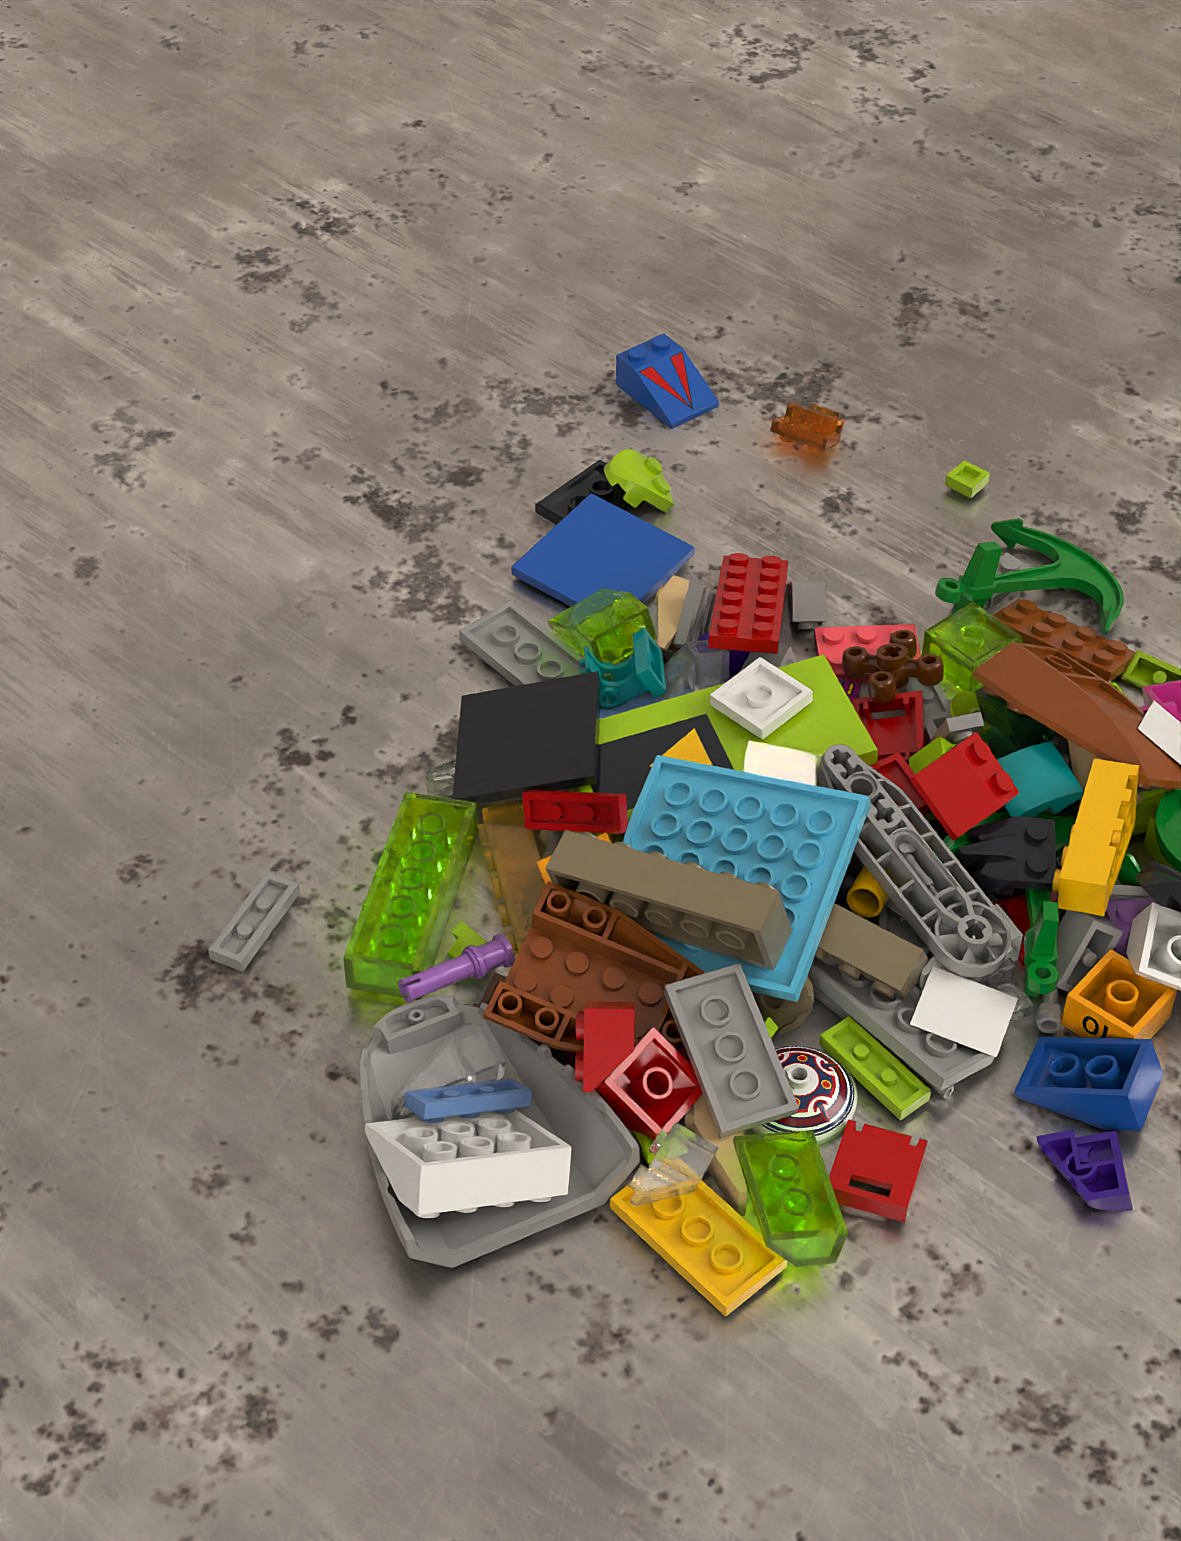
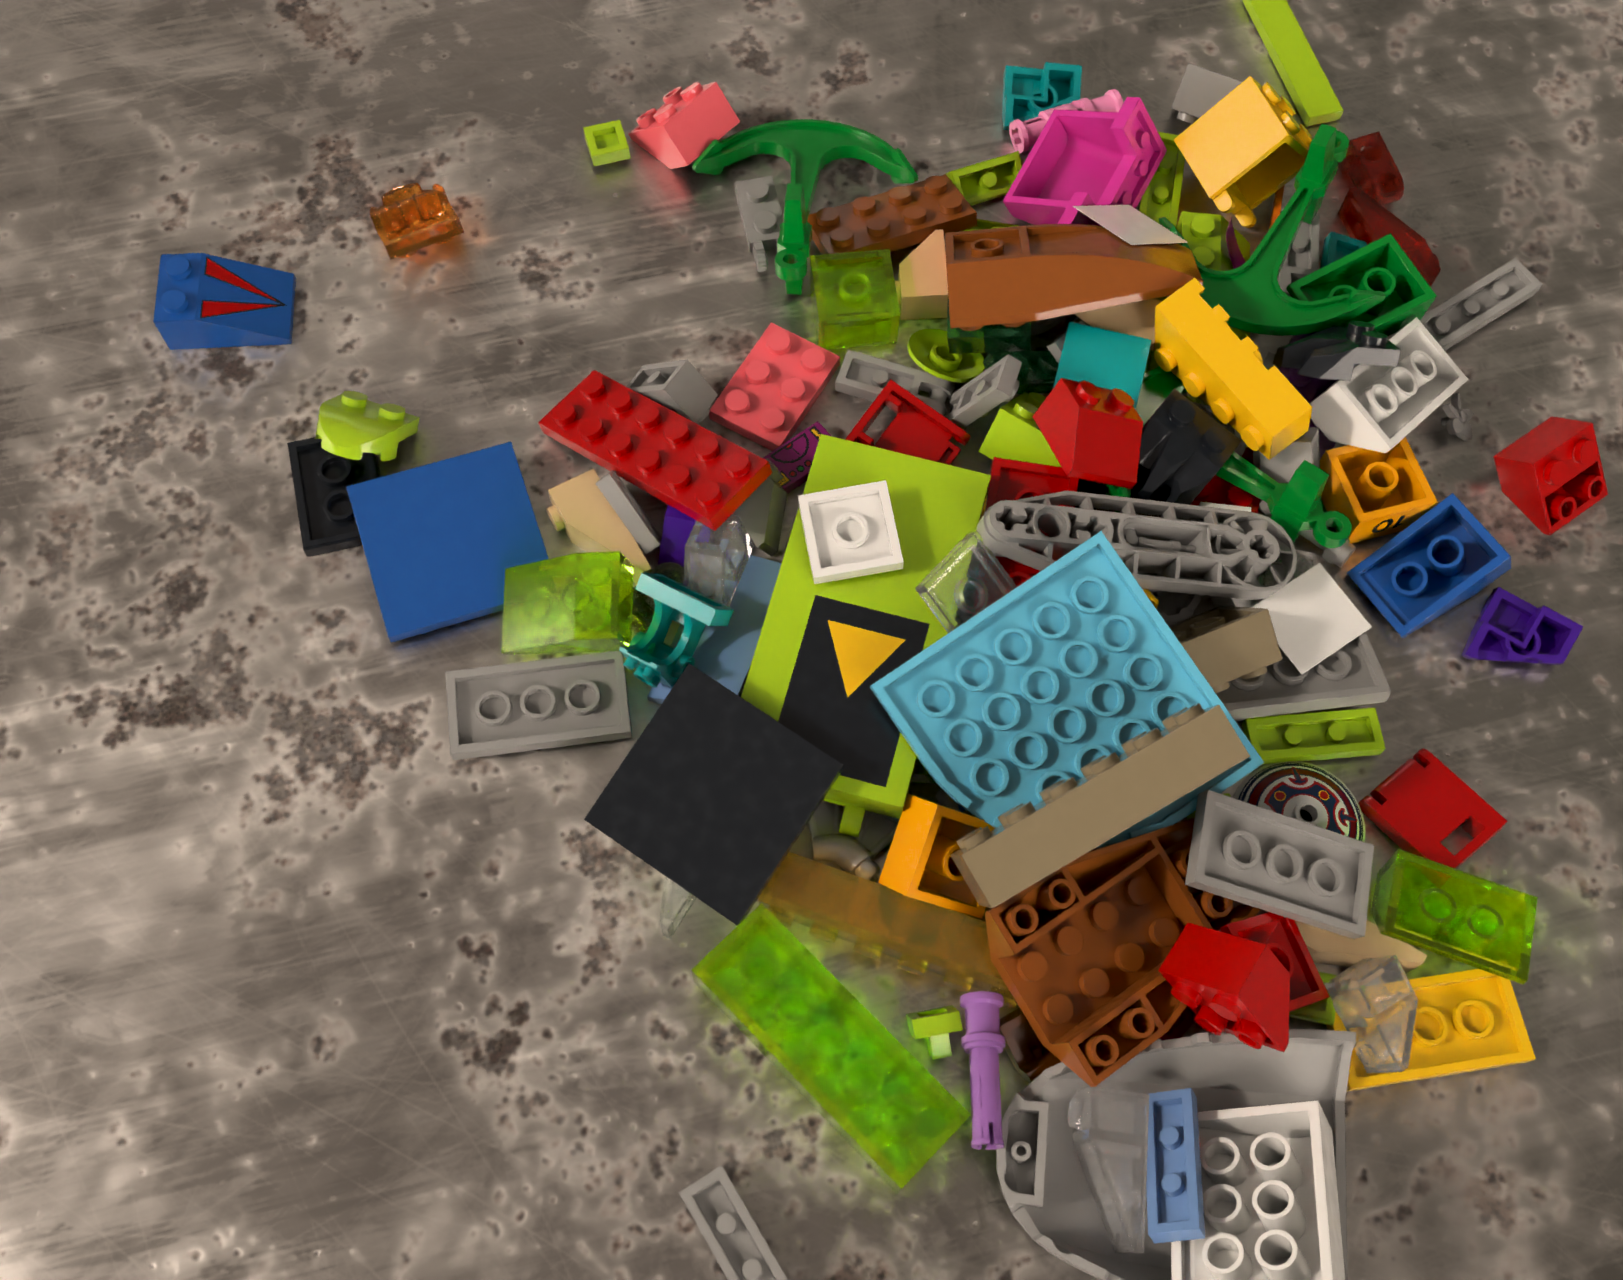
camera: 60 degrees left, 20 degrees up
(575, 811) = (870, 814): red plate -> none
(892, 666) = (839, 381): reddish brown gear -> none
(1031, 503) = (685, 124): none -> coral slope

